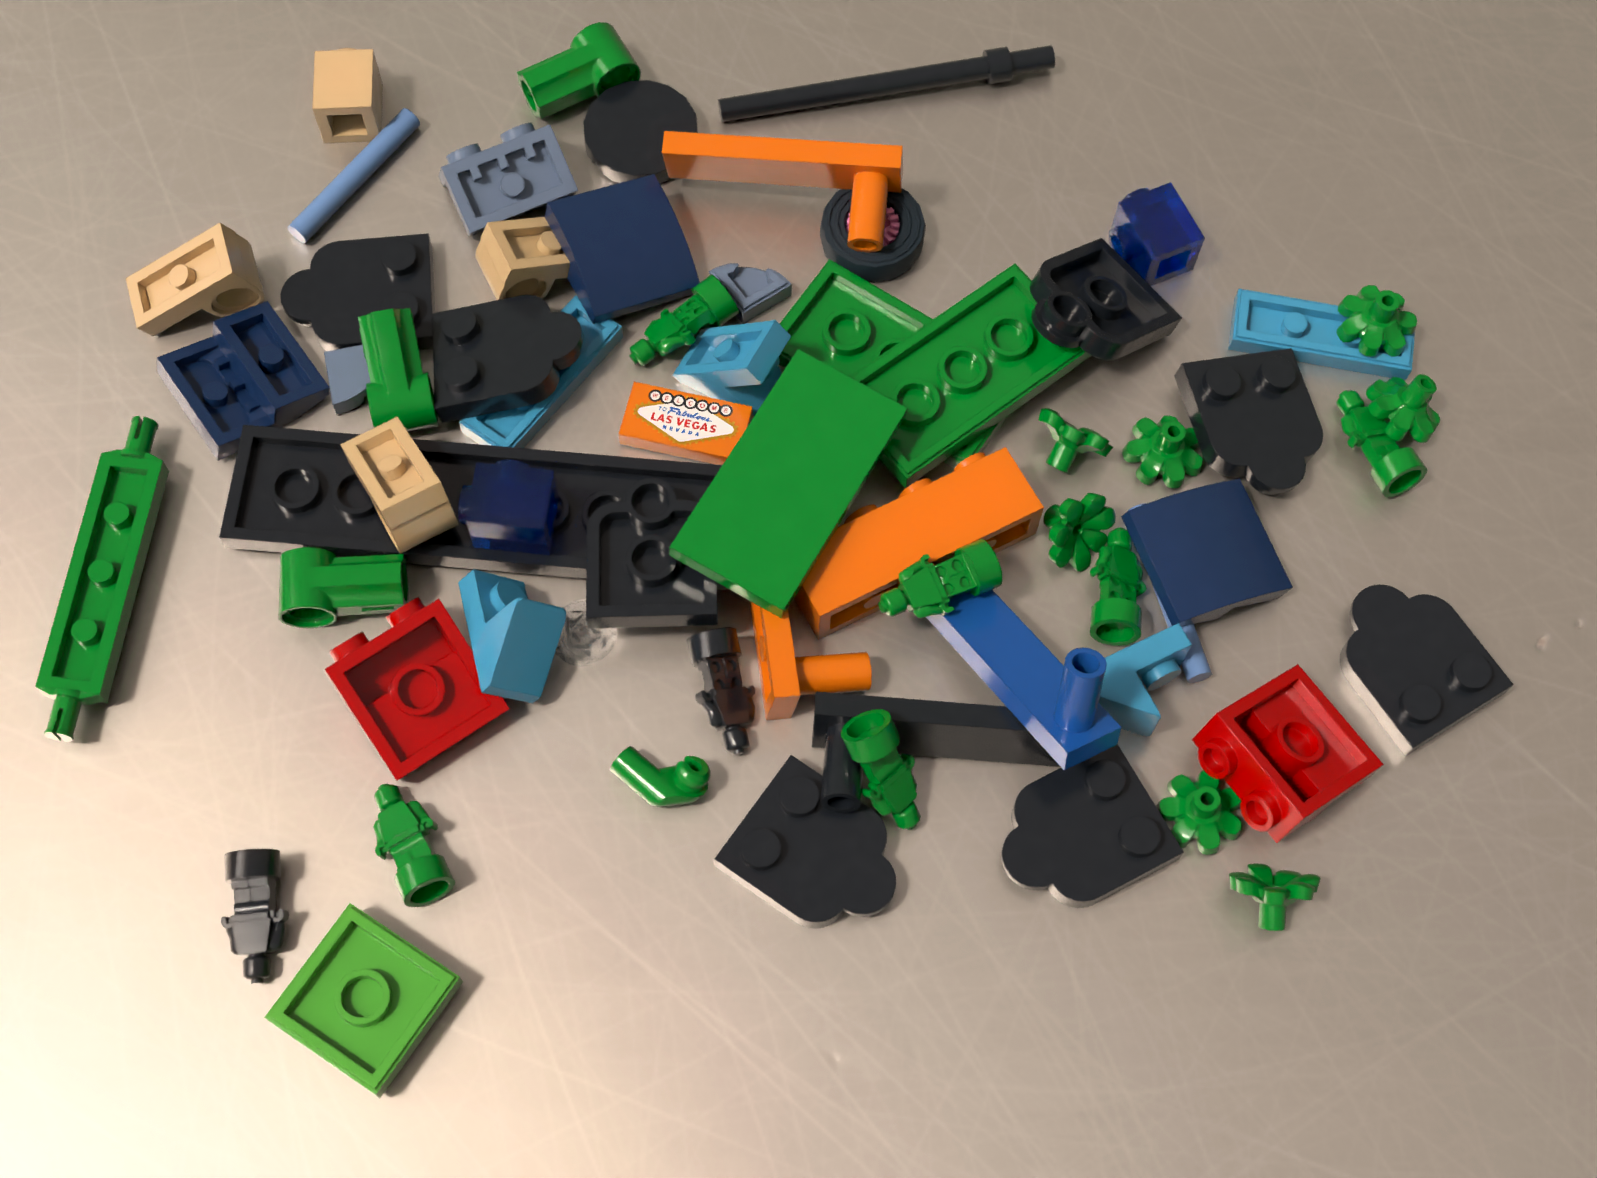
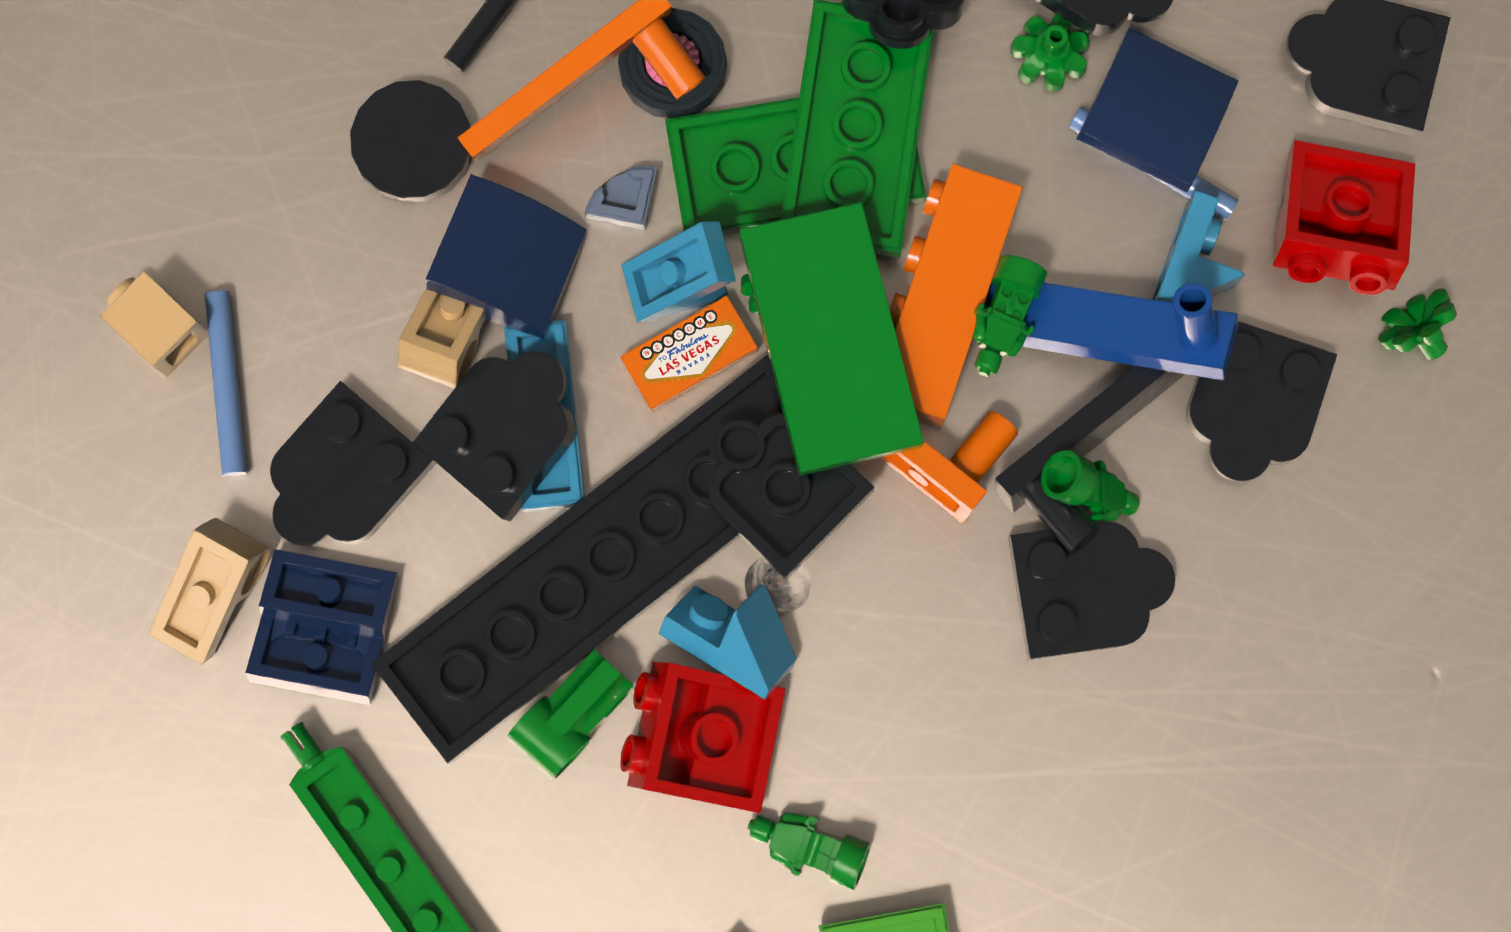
camera: 40 degrees left, 15 degrees up
(347, 377) = (401, 543): sand blue tile -> none
(396, 370) = (453, 524): green piece -> none
(400, 484) = (545, 603): tan plate -> none
(508, 177) = (352, 278): sand blue bracket -> none
(510, 507) = (645, 545): clear blue brick -> none
(587, 69) = (319, 122): green piece -> none
(662, 786) = (942, 638): green arm -> none
(708, 305) = (606, 285): green piece -> none
(724, 698) = (924, 534): black piece -> none
(1071, 440) = (980, 105): green plant -> none
(1077, 528) = (1050, 176): green plant -> none
(1116, 616) = (1109, 182): green piece -> none
(1201, 812) = (1311, 318): green plant -> none

